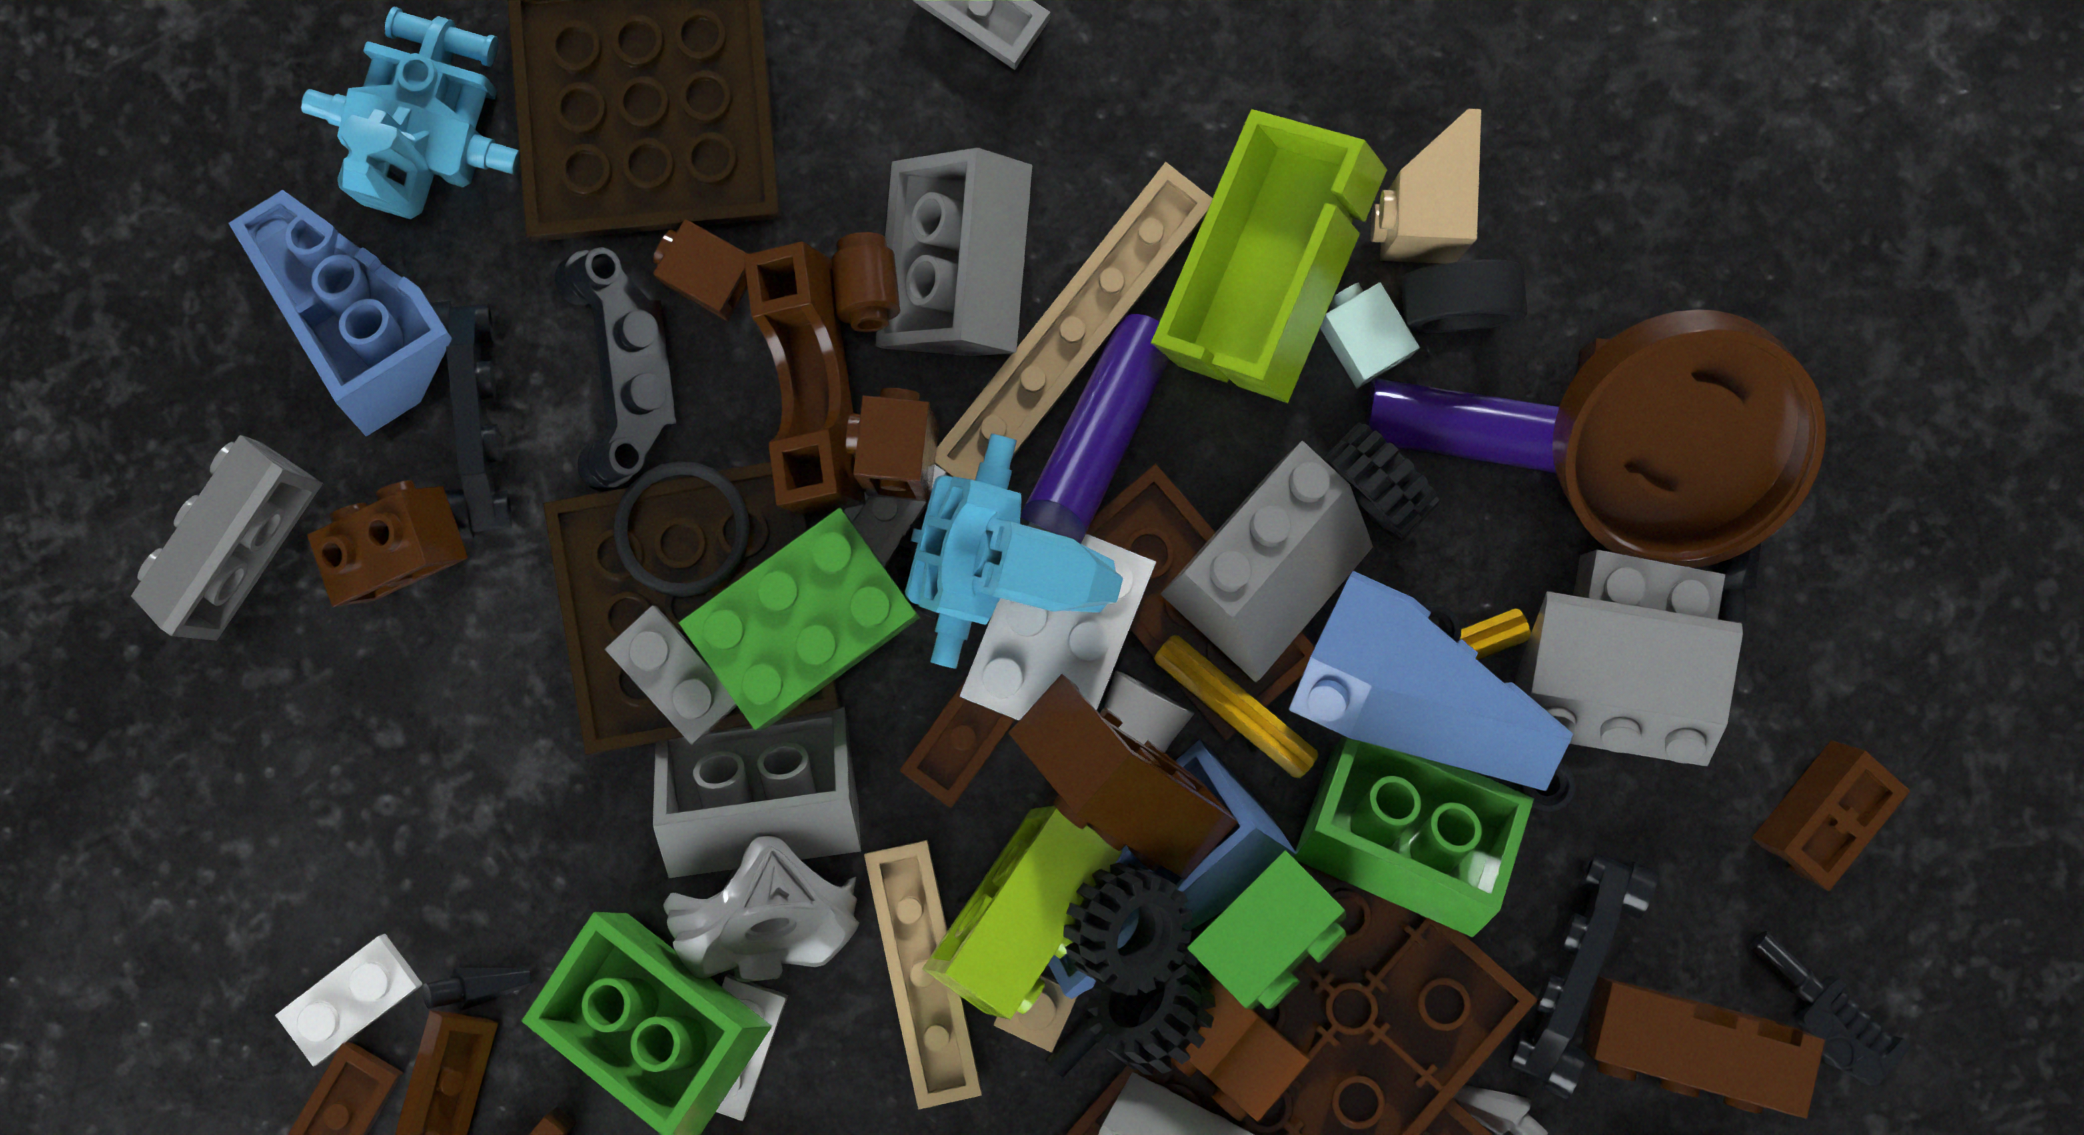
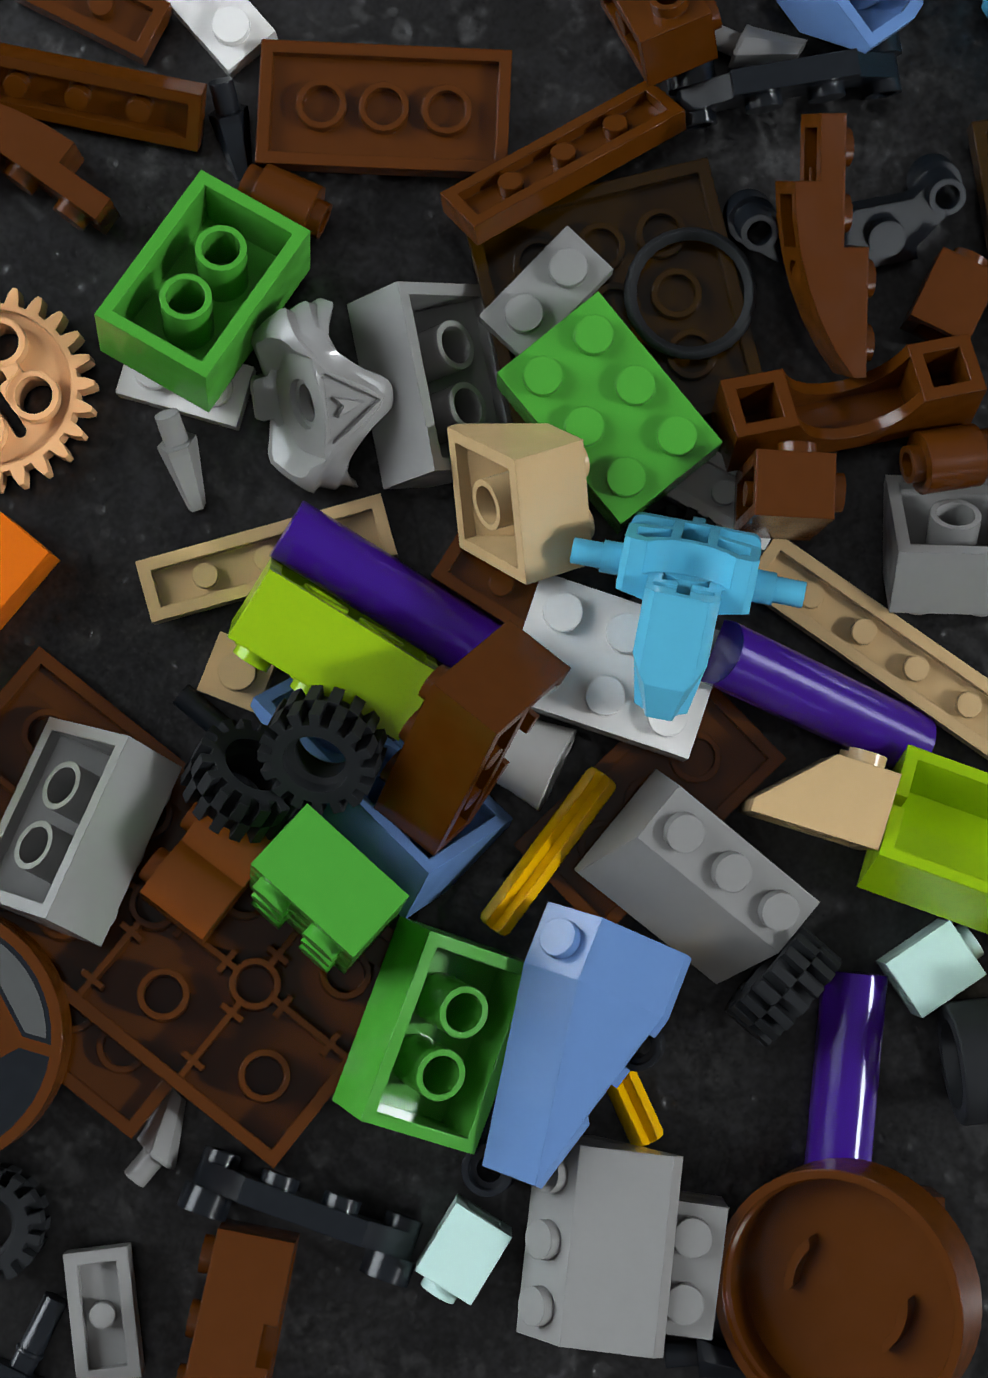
camera: 85 degrees right, 0 degrees up
(431, 444) = (757, 46): none -> light grey bar
(468, 829) = (382, 108): none -> reddish brown plate
(538, 650) = (562, 161): none -> reddish brown plate
(553, 932) = (288, 195): none -> reddish brown brick
(670, 394) = (825, 275): none -> reddish brown slope
(813, 1055) = (181, 457): none -> light grey bar
(882, 713) = (520, 496): none -> tan slope
(961, 855) = (381, 586): none -> dark purple brick
(1199, 422) = (834, 799): none -> tan slope
(1625, 814) = (462, 1252): none -> light aqua brick

